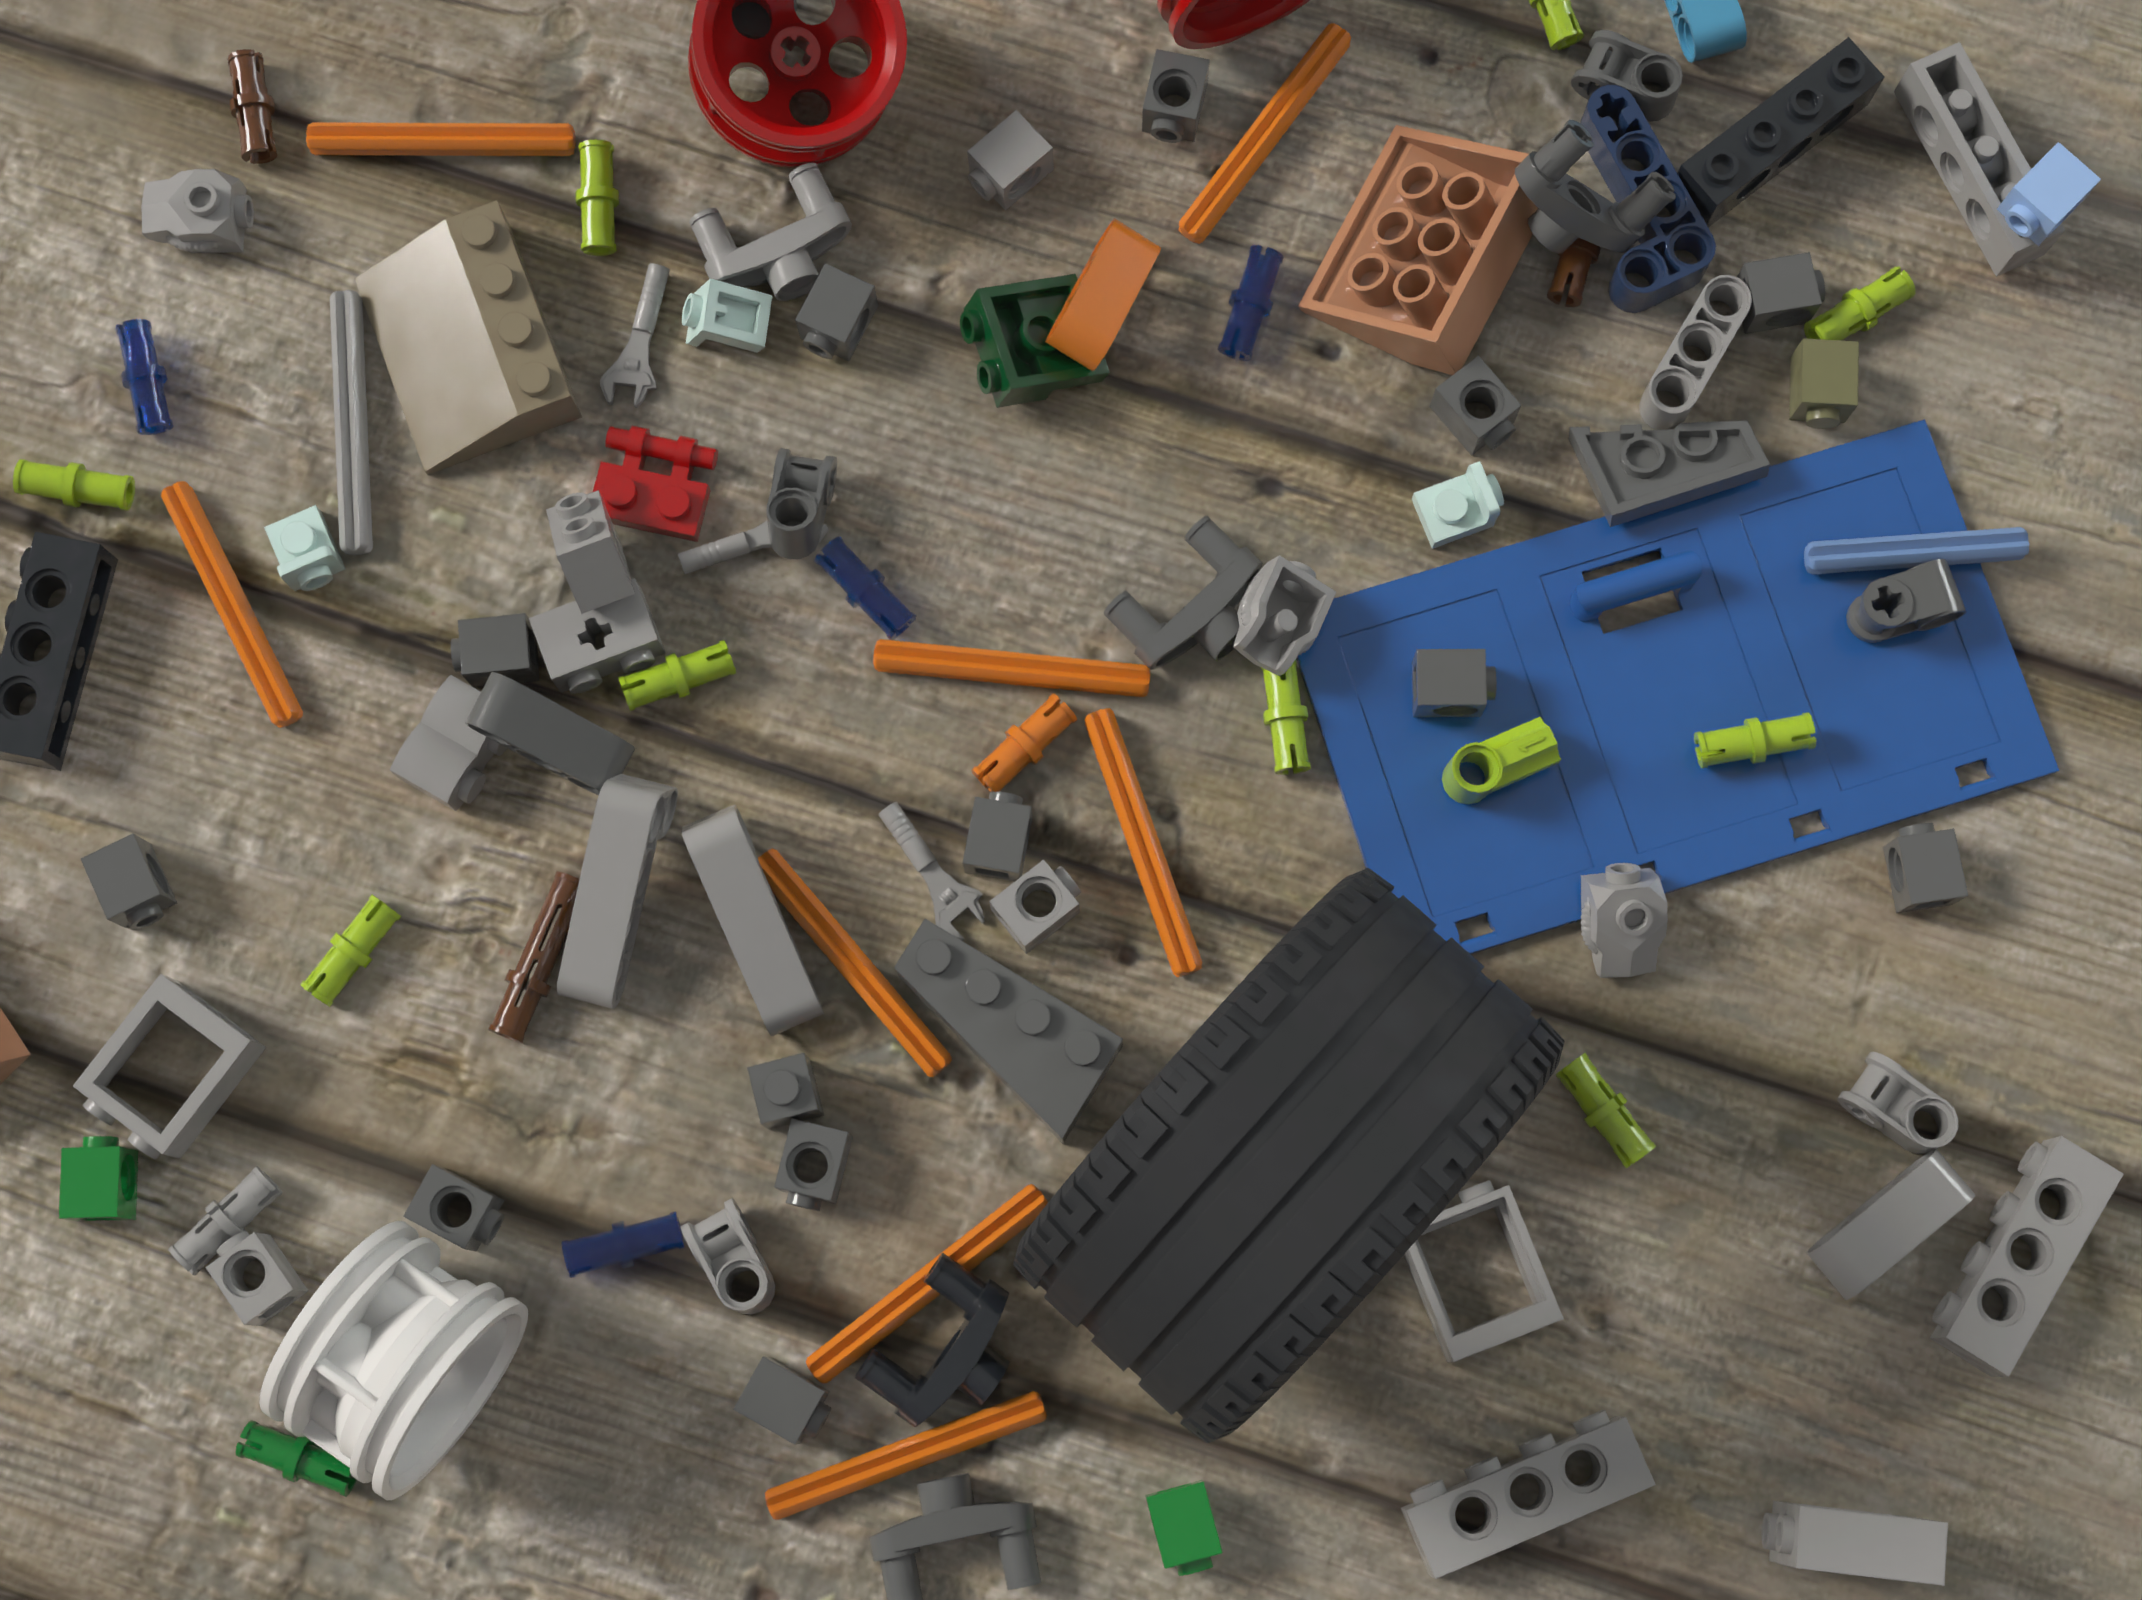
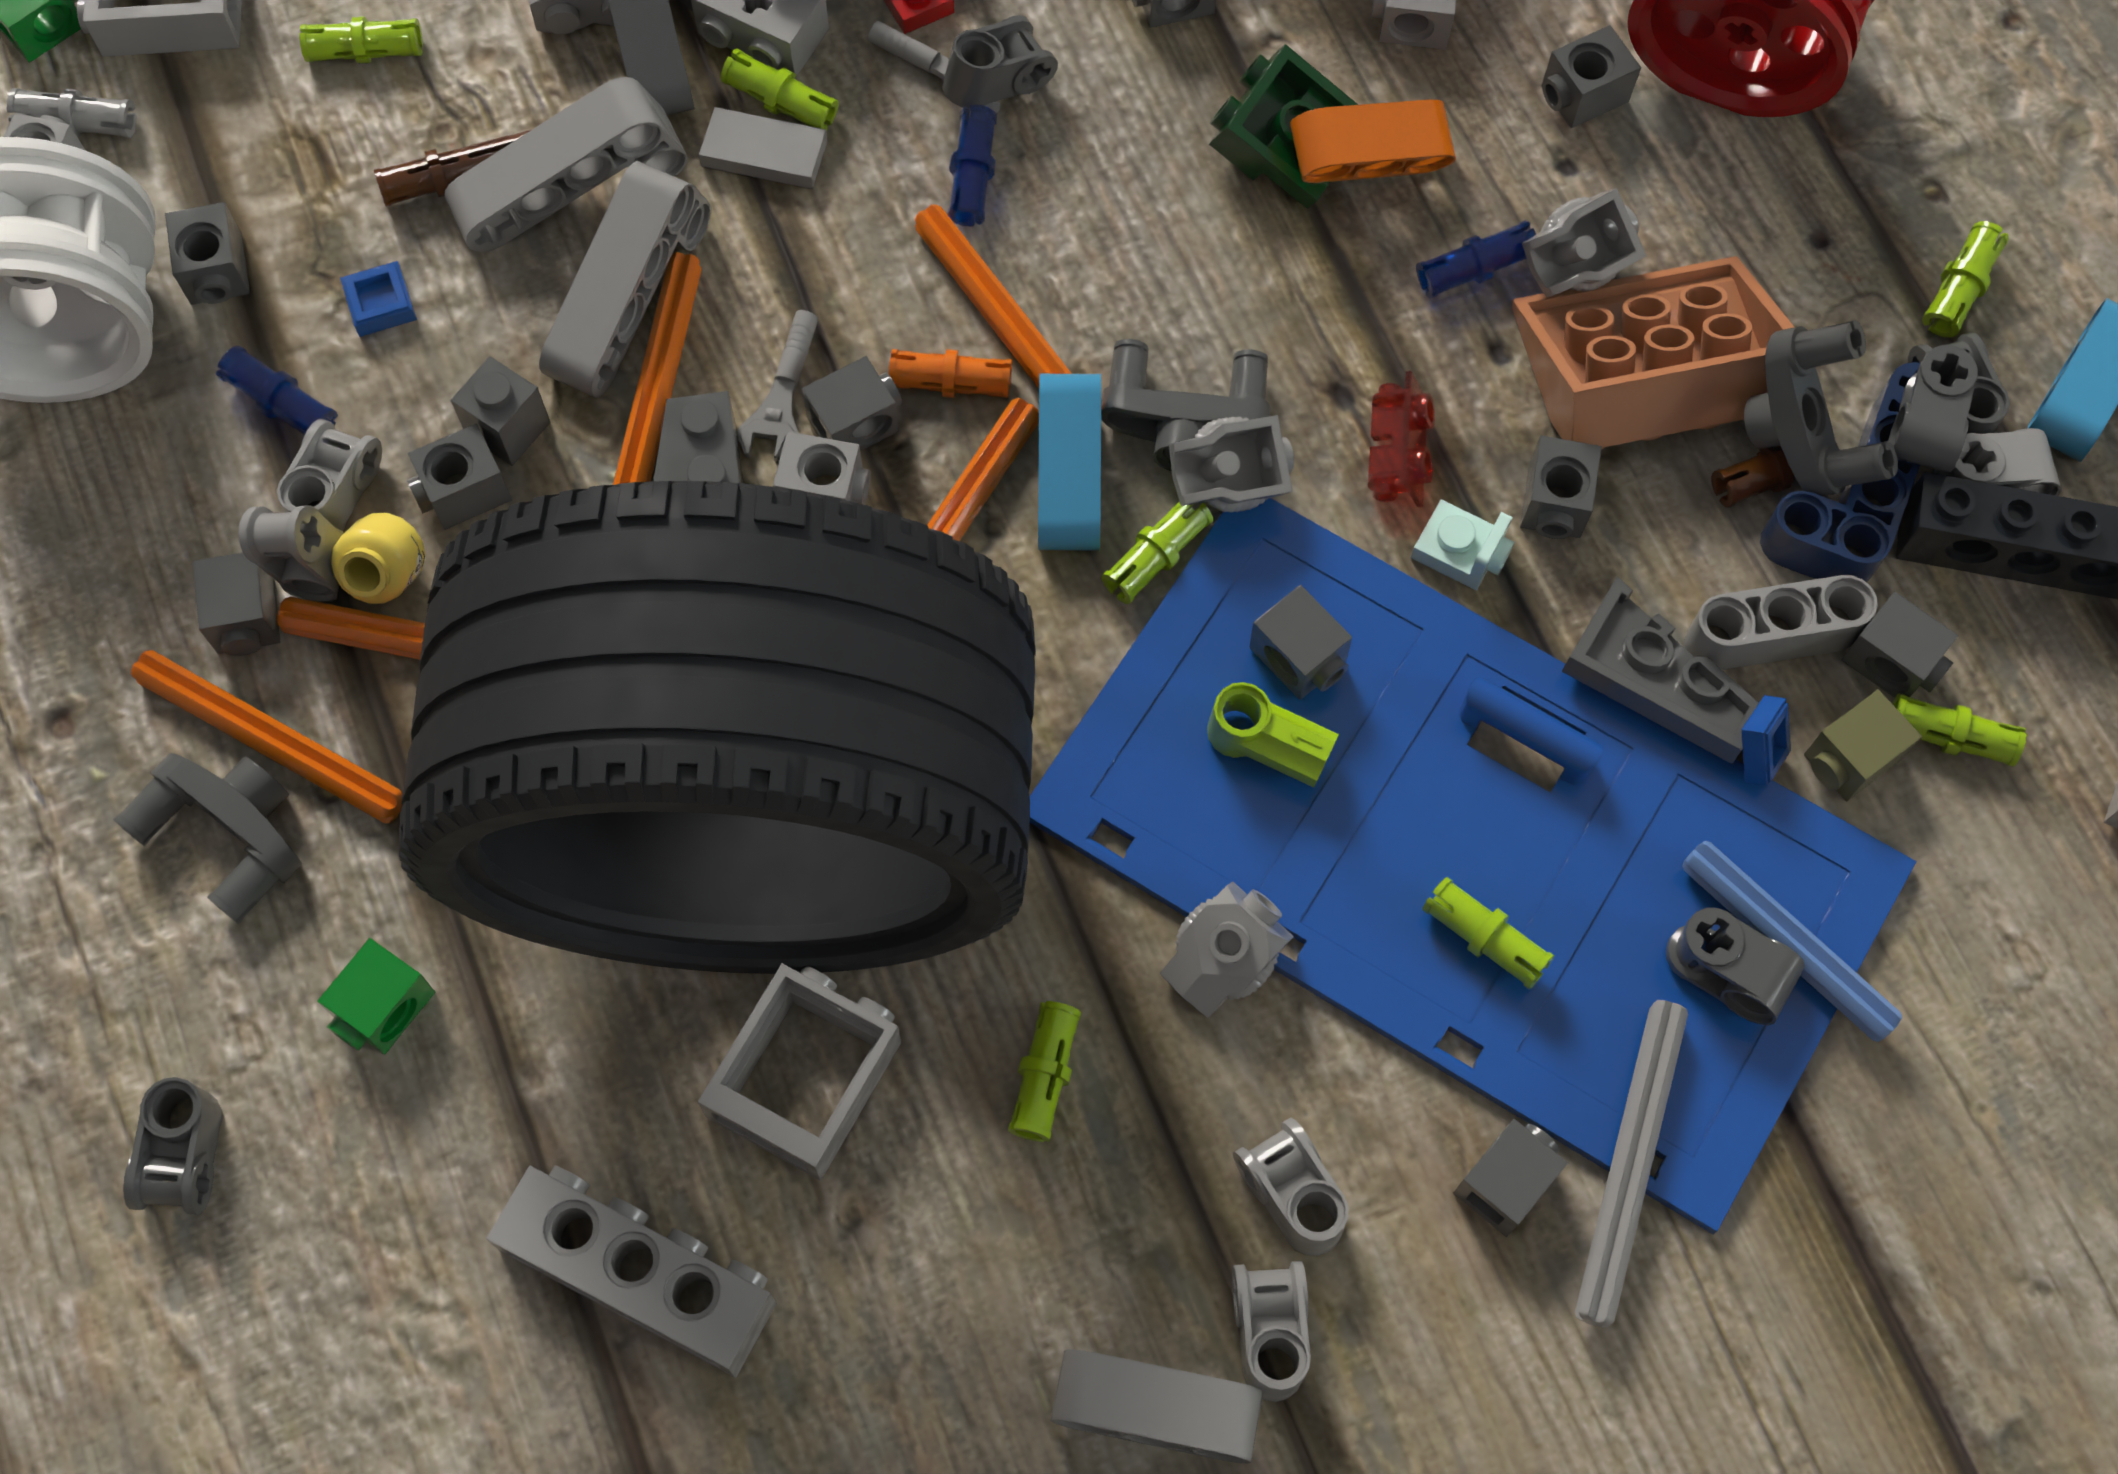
camera: 45 degrees right, 10 degrees down
(597, 1108) = (378, 298): none -> blue tile
(713, 725) = (763, 147): none -> light grey tile
(784, 1327) = (292, 549): none -> light grey piece
(837, 1271) = (378, 558): none -> light yellow head
(963, 1363) = (375, 714): black connector -> none
(1176, 722) = (1069, 462): none -> dark azure beam
(1264, 133) = (1629, 166): orange axle -> none
(1310, 224) = (1584, 244): none -> light grey hand
(1363, 492) = (1407, 462): none -> clear red hinge
(1654, 127) = (1936, 409): none -> dark grey piece
(1707, 108) = (2010, 460): none -> light grey piece
(1772, 440) = (1766, 740): none -> blue tile
(1809, 1012) = (1290, 1175): none -> light grey piece
(1977, 784) = (1631, 1164): none -> light grey axle

